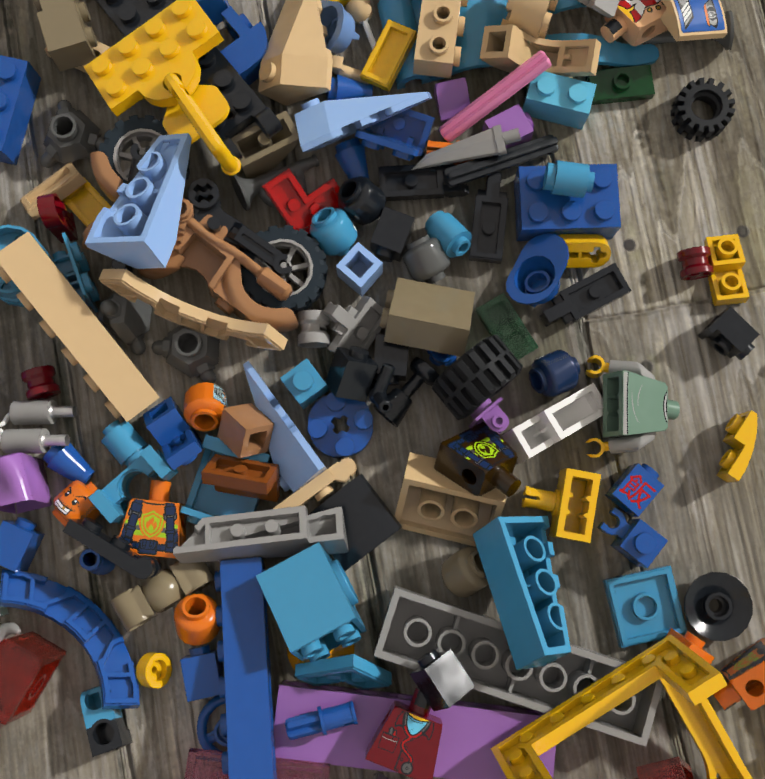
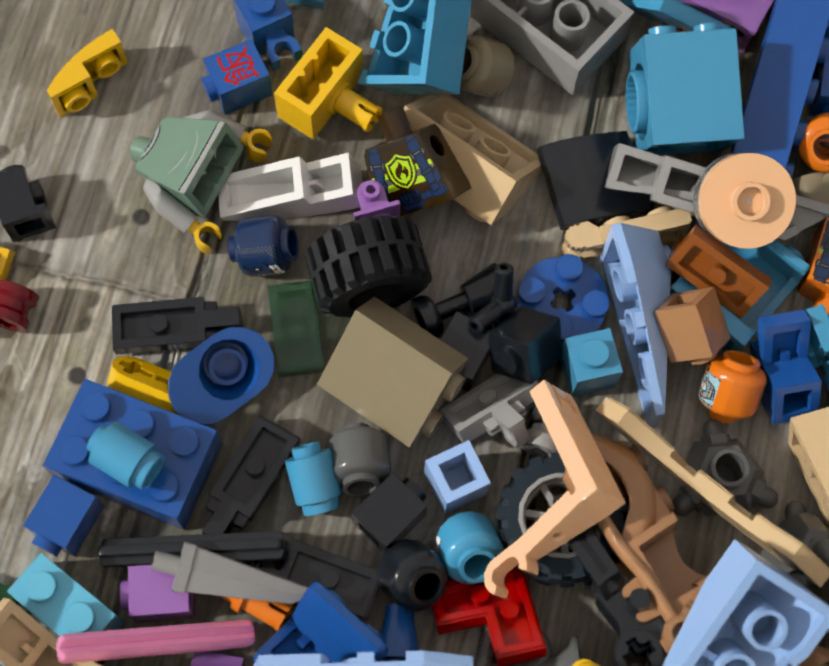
camera: 160 degrees left, 10 degrees down
(239, 523) = (744, 199): none -> light nougat piece
(281, 287) = (594, 495): none -> light nougat hinge
(589, 144) = (62, 517): none -> blue brick

